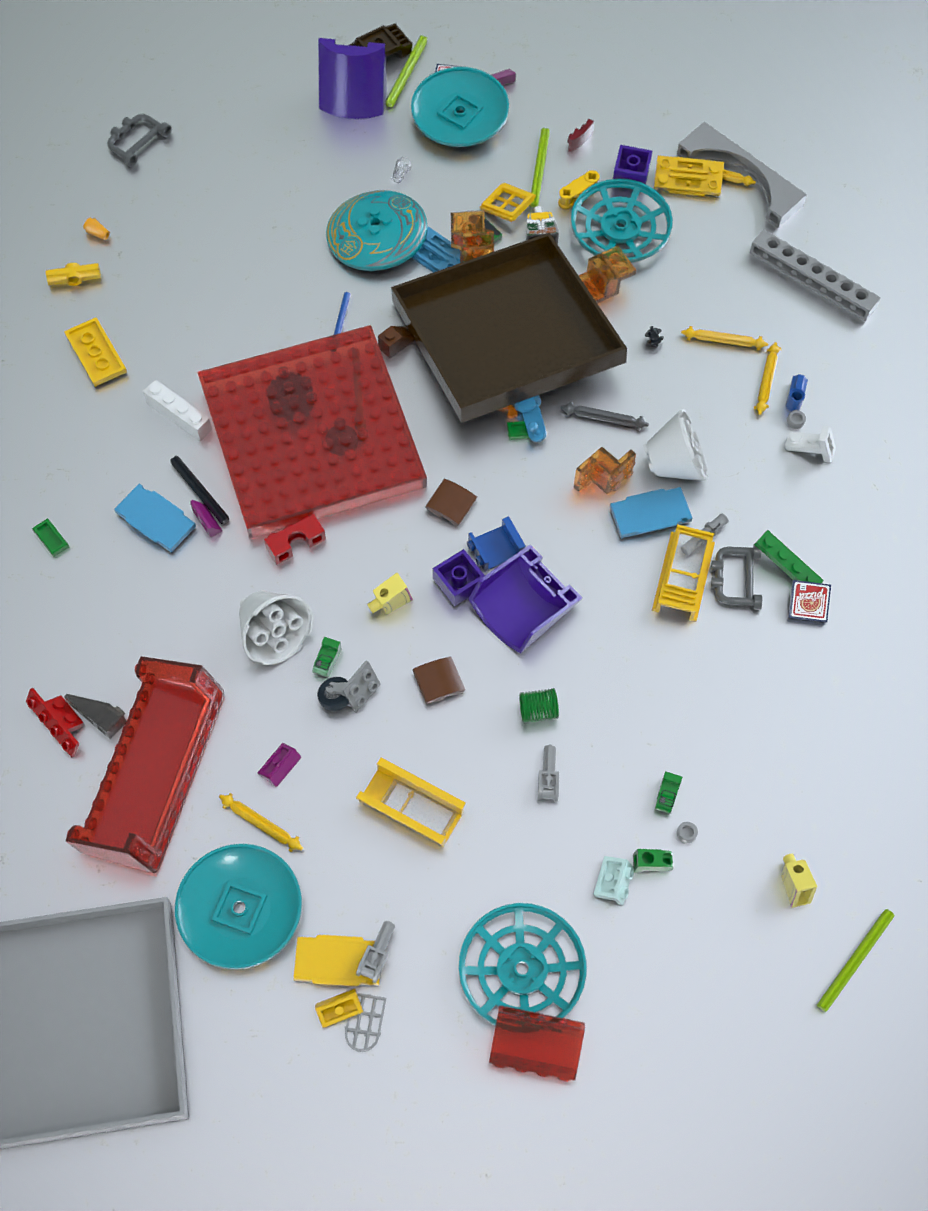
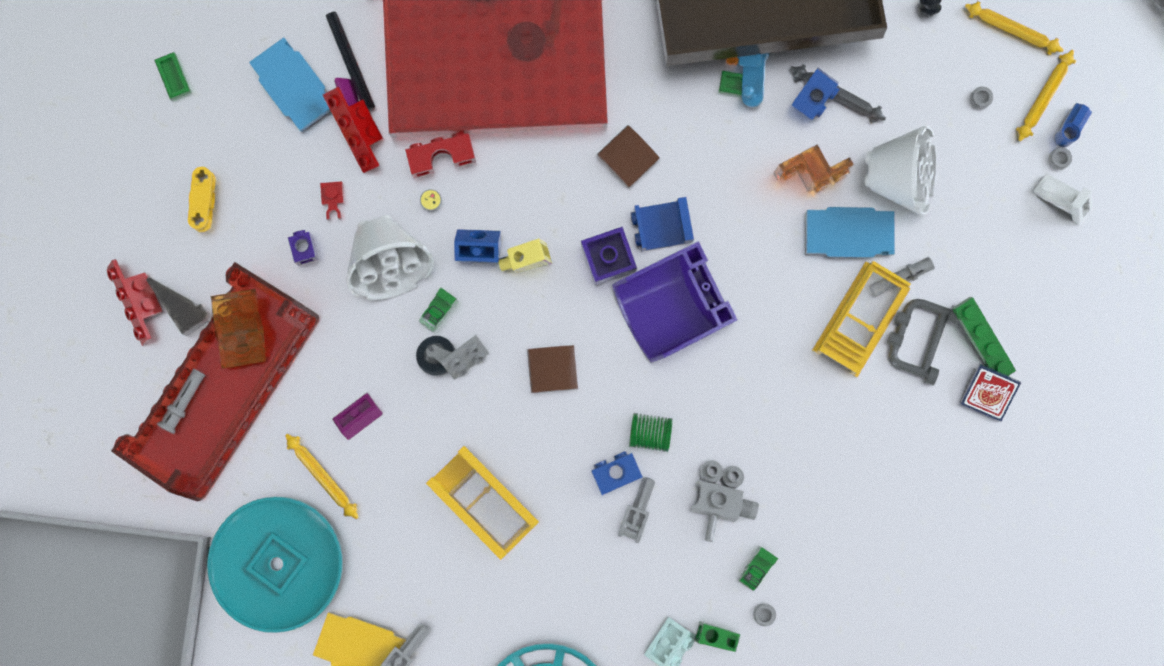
camera: 15 degrees right, 20 degrees up
(98, 623) = (201, 199): none -> yellow piece
(115, 799) = (176, 410): none -> light grey pin
(156, 712) = (238, 328): none -> clear orange bracket
(196, 646) = (309, 254): none -> dark purple brick
(211, 595) = (332, 195): none -> red plate
(217, 533) = (356, 127): none -> red bracket
(296, 576) = (431, 200): none -> light yellow tile
(346, 597) = (477, 245): none -> blue brick
(516, 758) = (629, 468): none -> blue brick
(587, 406) = (804, 101): none -> blue brick
(618, 744) = (719, 500): none -> light grey piece
(718, 392) = (981, 97): none -> light grey tile

